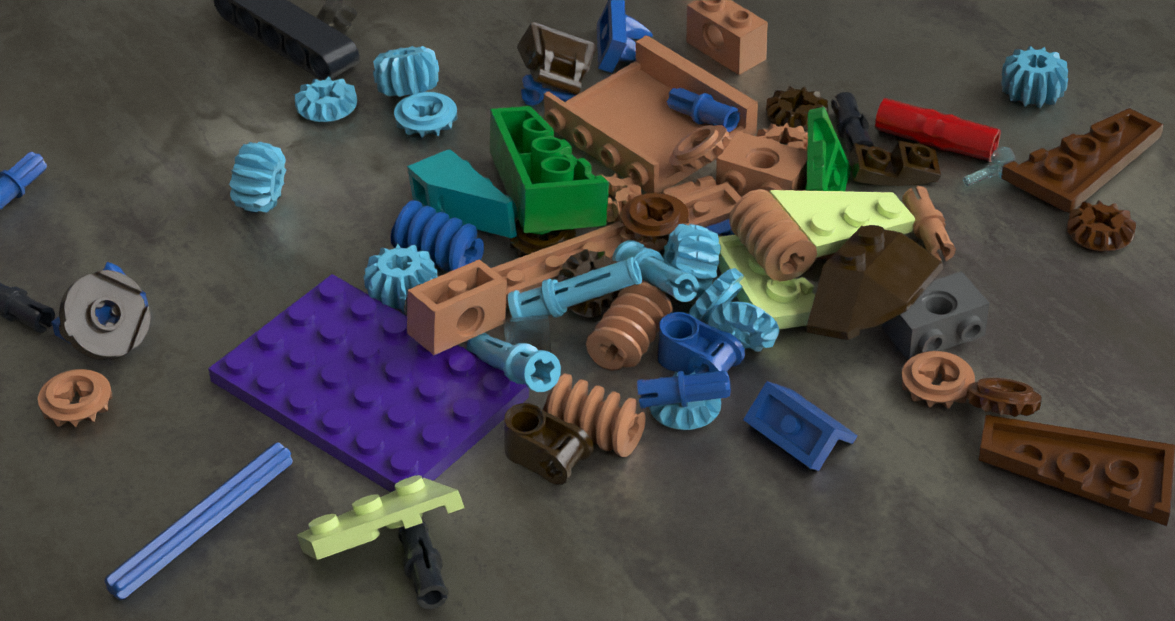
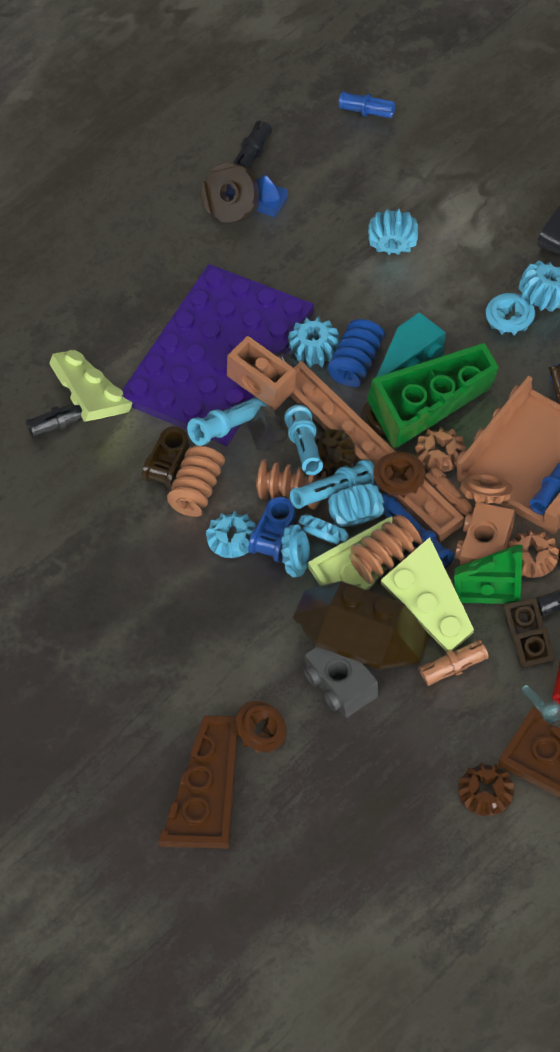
camera: 85 degrees right, 15 degrees up
(59, 391) = (181, 197): nougat gear -> none
(197, 521) = (83, 300): axle -> none
(336, 102) = (519, 258): medium azure gear -> none
(683, 389) = (218, 522): blue axle -> none
(796, 425) = (219, 606): blue panel -> none
(924, 368) = (271, 677): nougat gear -> none

